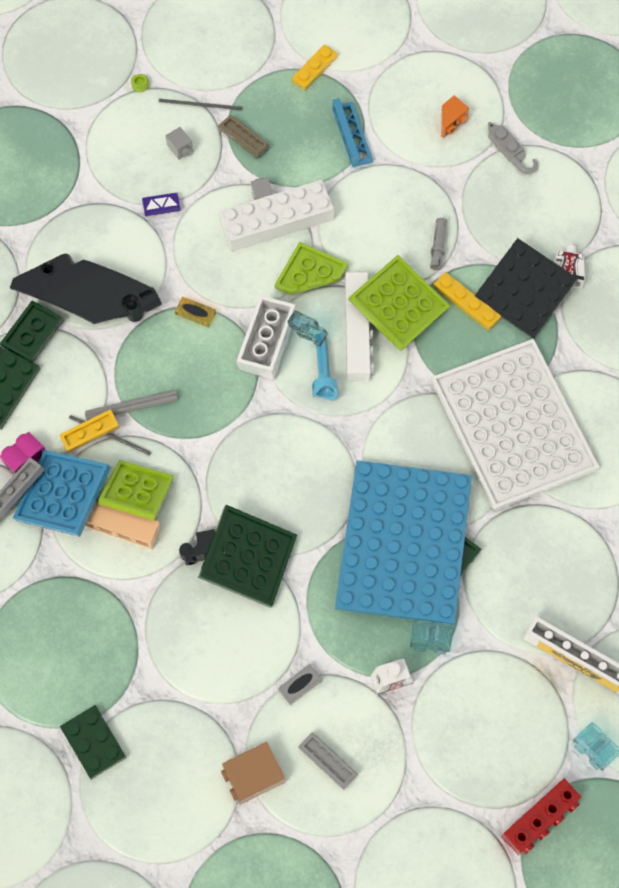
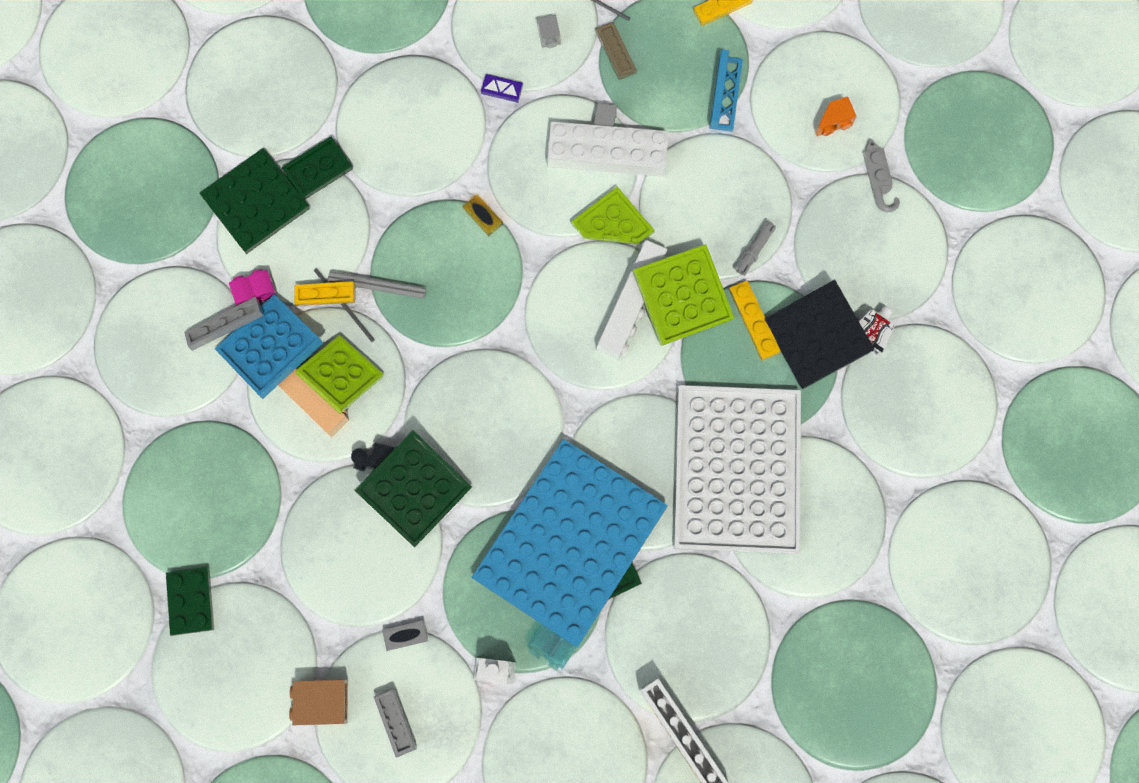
camera: 25 degrees right, 10 degrees up
(87, 290) = (386, 149): black panel -> none
(266, 337) = (537, 273): white brick -> none
(307, 328) = (578, 283): clear light blue brick -> none
(325, 385) = (569, 347): medium azure piece -> none

